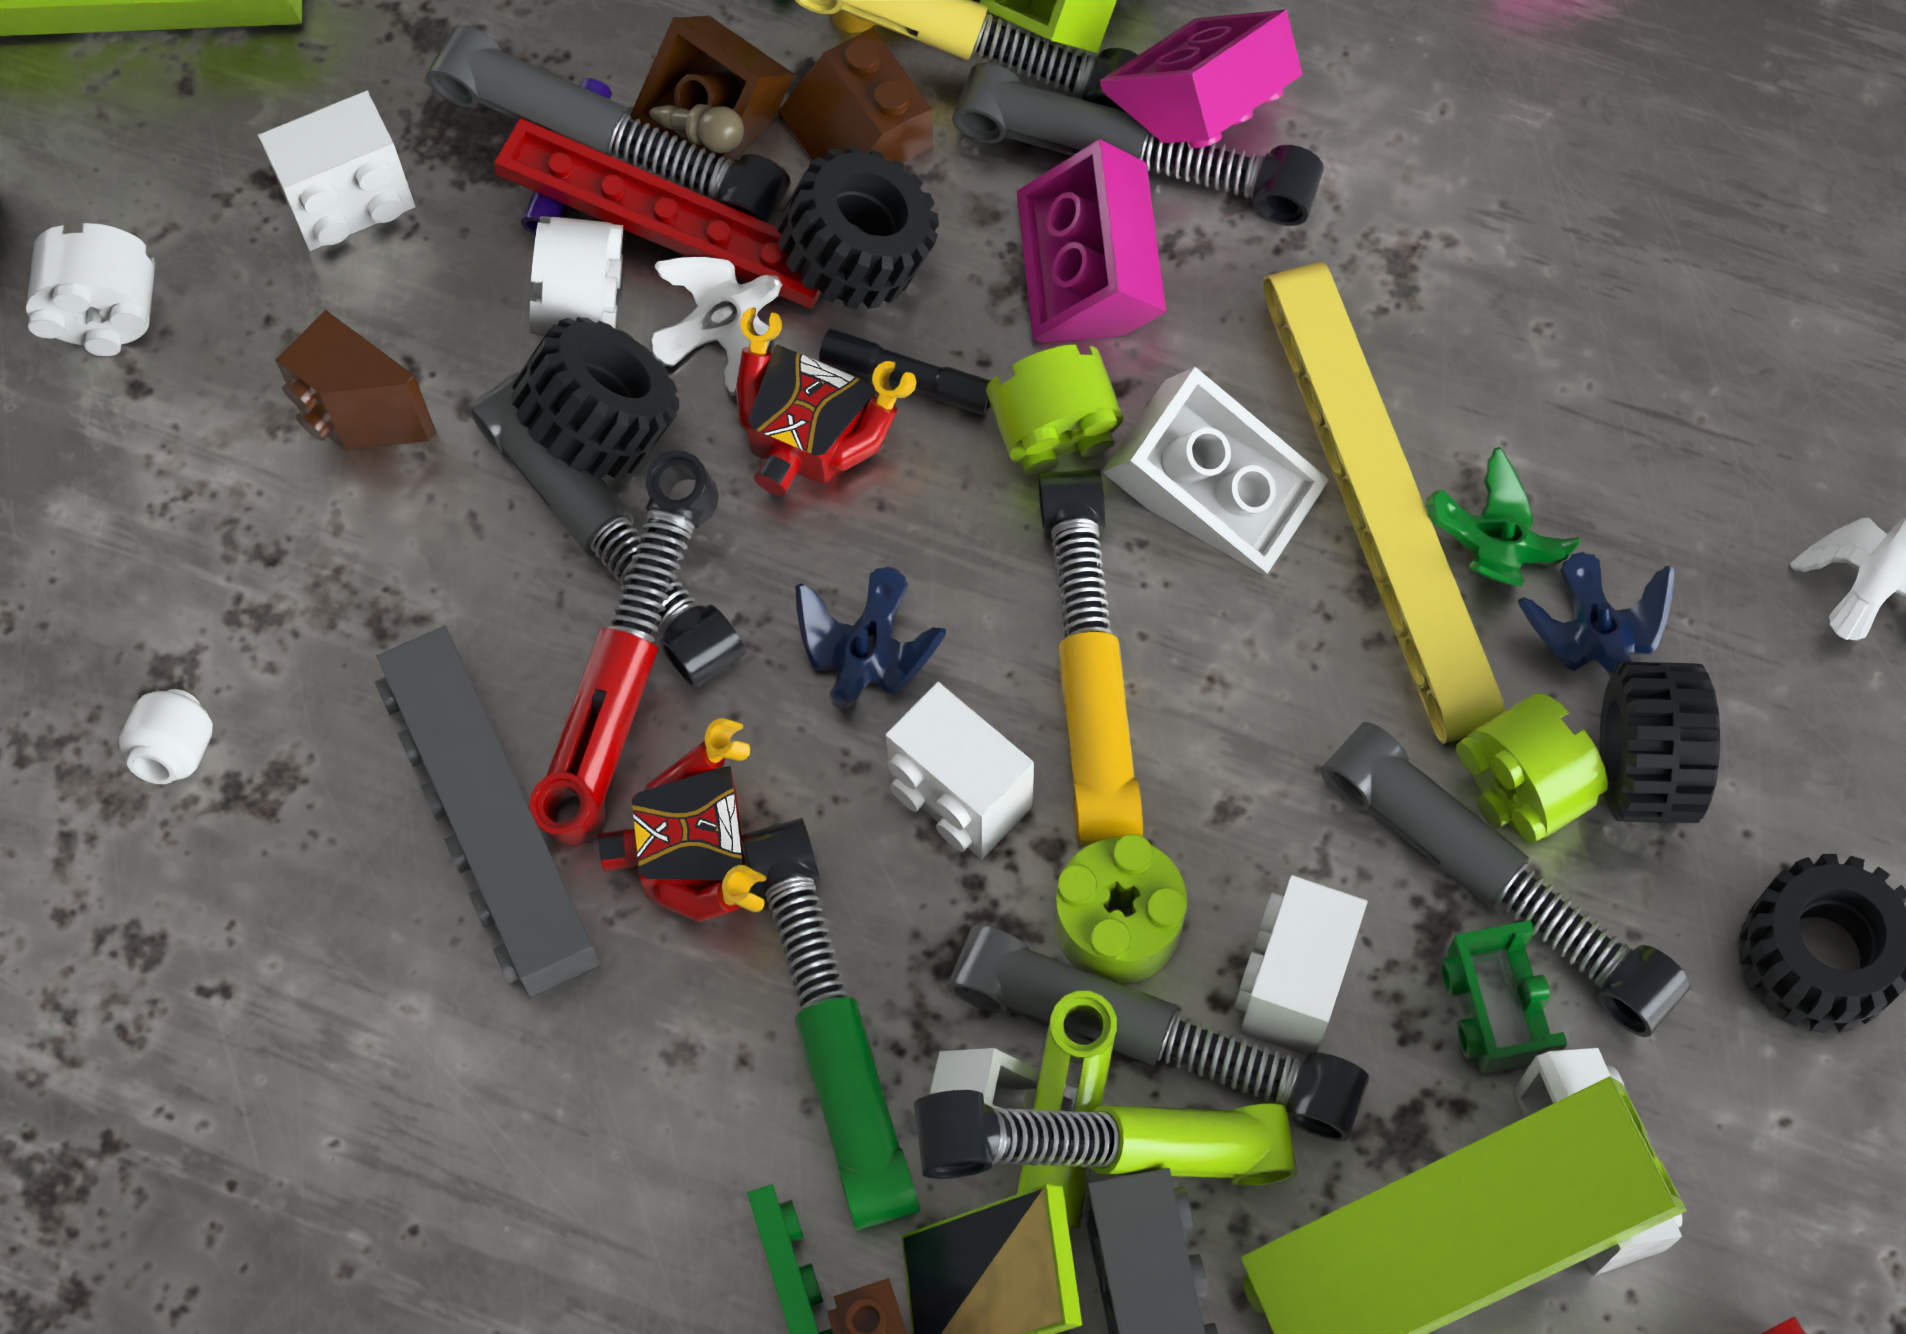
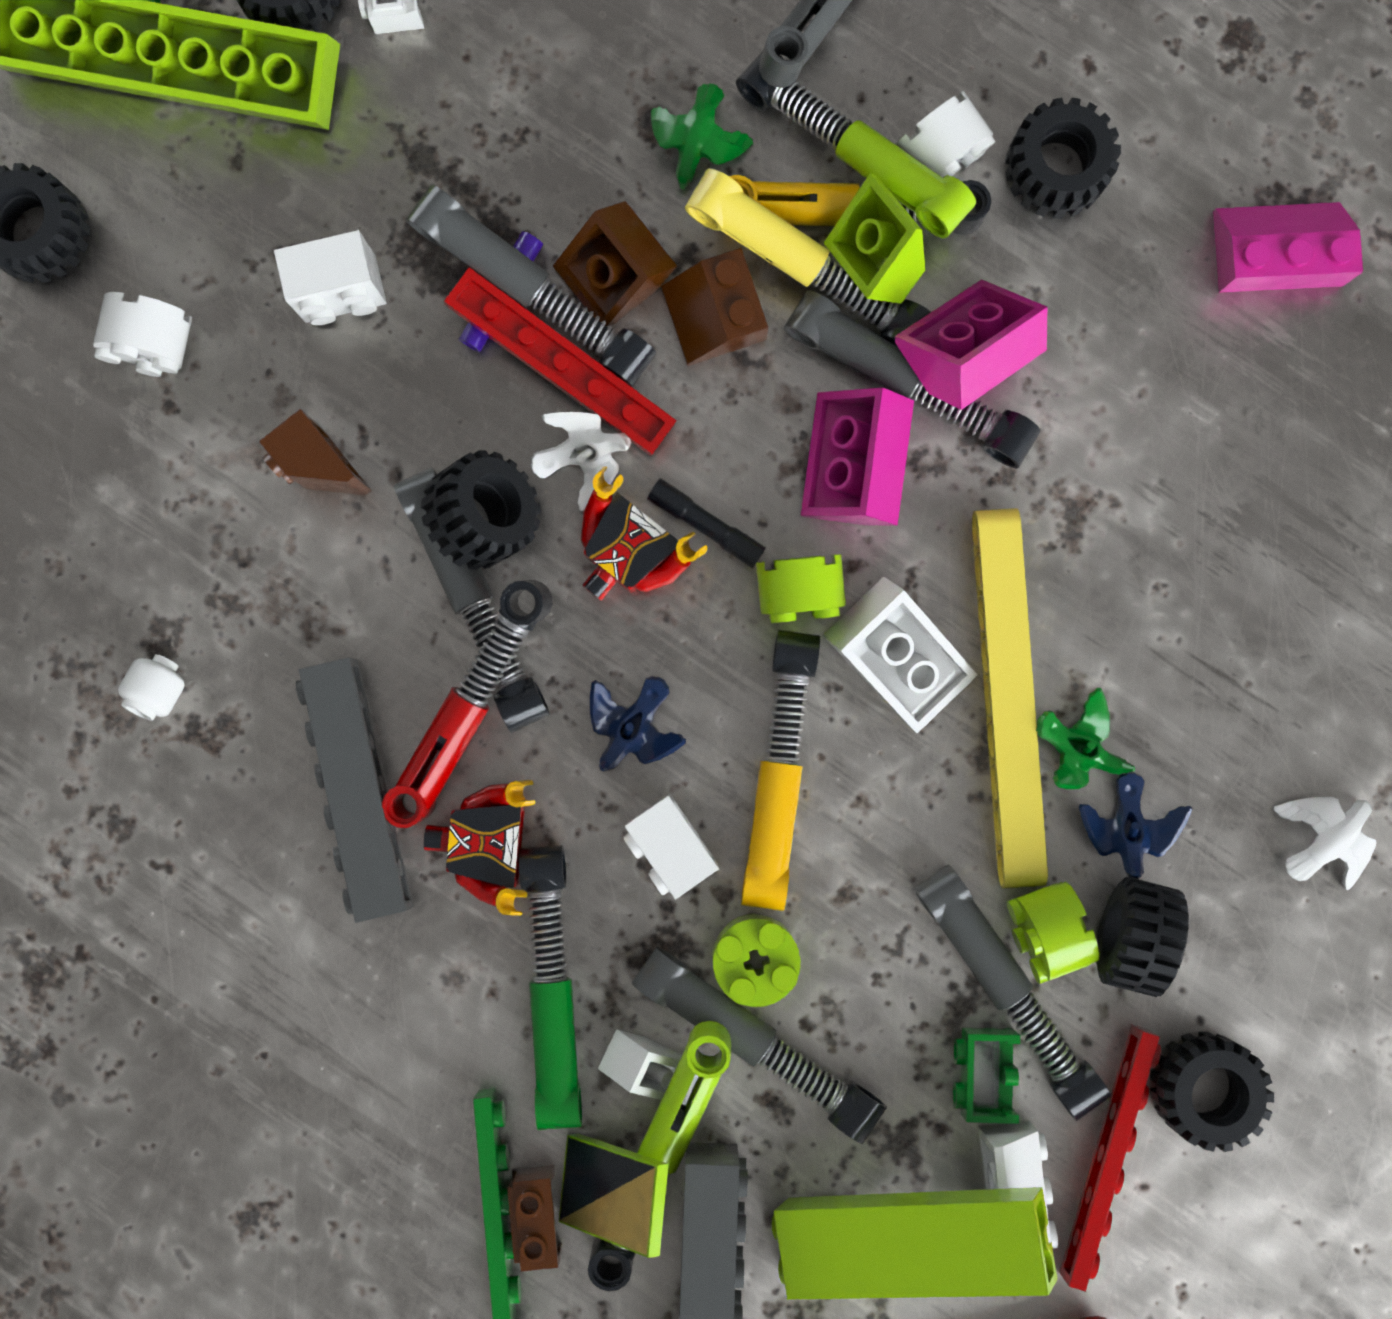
camera: 10 degrees right, 20 degrees up
(575, 272) = (485, 403): white brick -> none
(715, 128) = (610, 305): dark tan bar -> none
(835, 253) = (724, 404): black tyre -> none
(967, 1136) = (609, 1143): piece -> none
(1306, 954) = (862, 1033): white brick -> none
(1719, 1103) = (1105, 1171): none -> red plate

